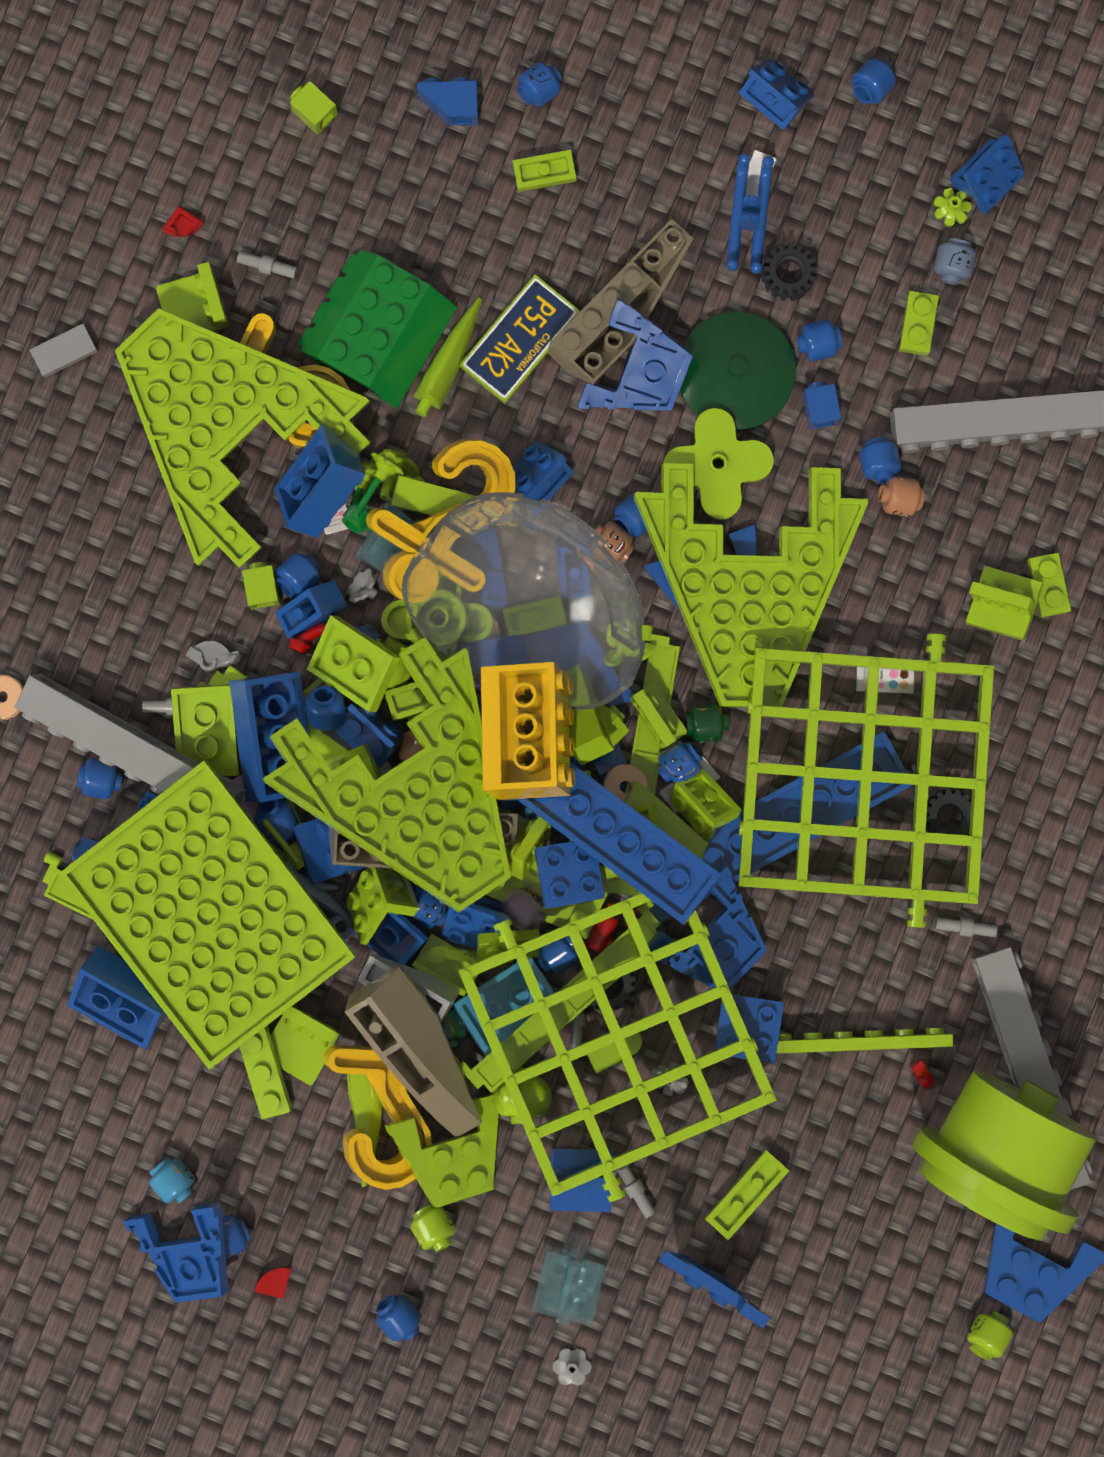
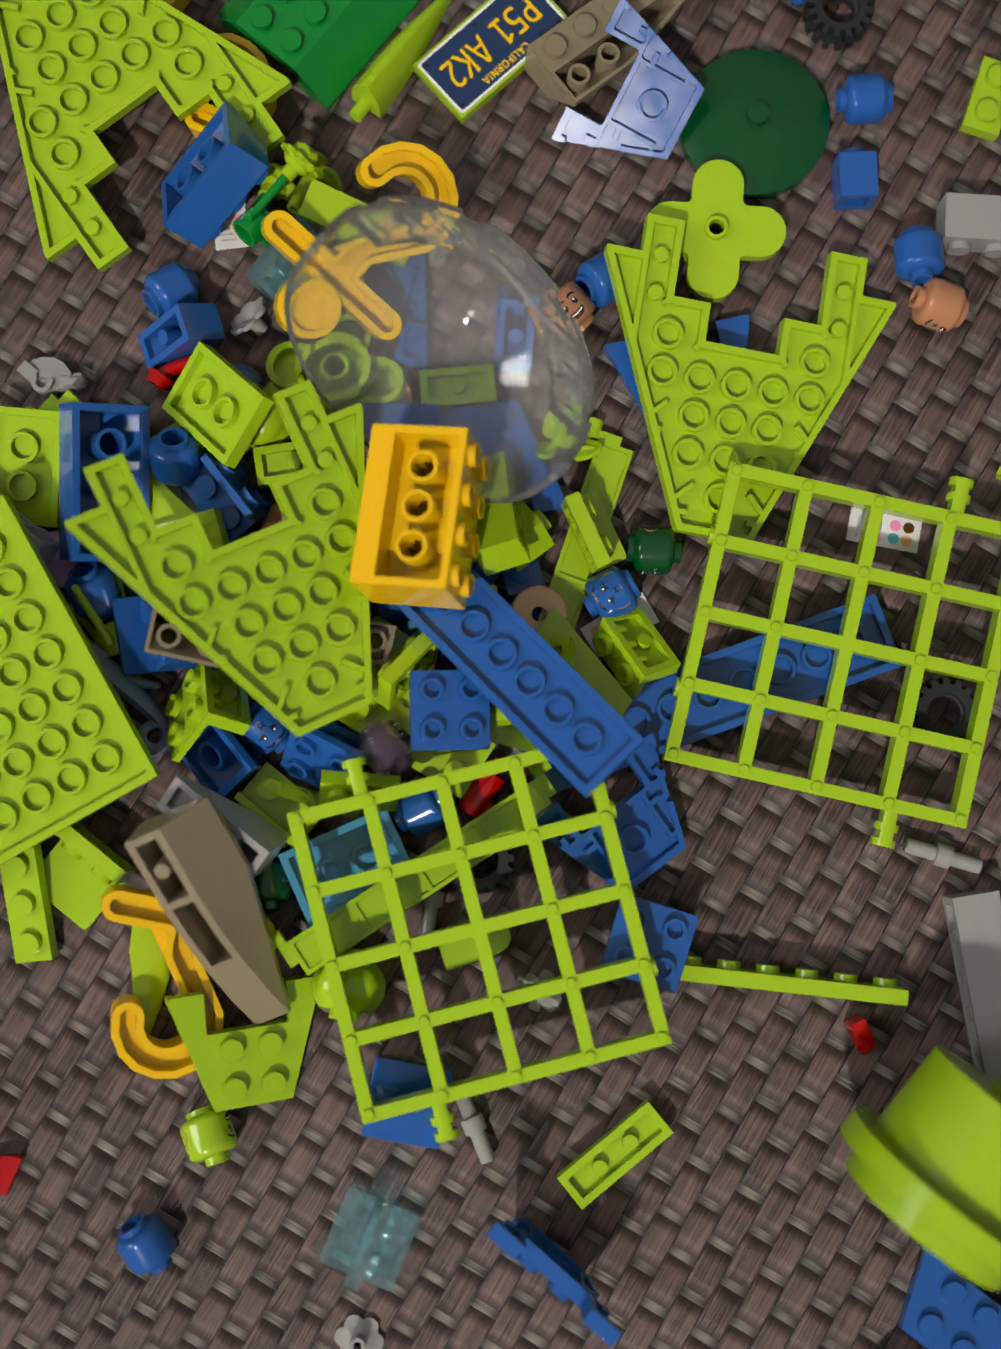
camera: 10 degrees right, 0 degrees up
(261, 586) = (122, 298): lime brick -> none
(541, 472) = (497, 202): blue bracket -> none

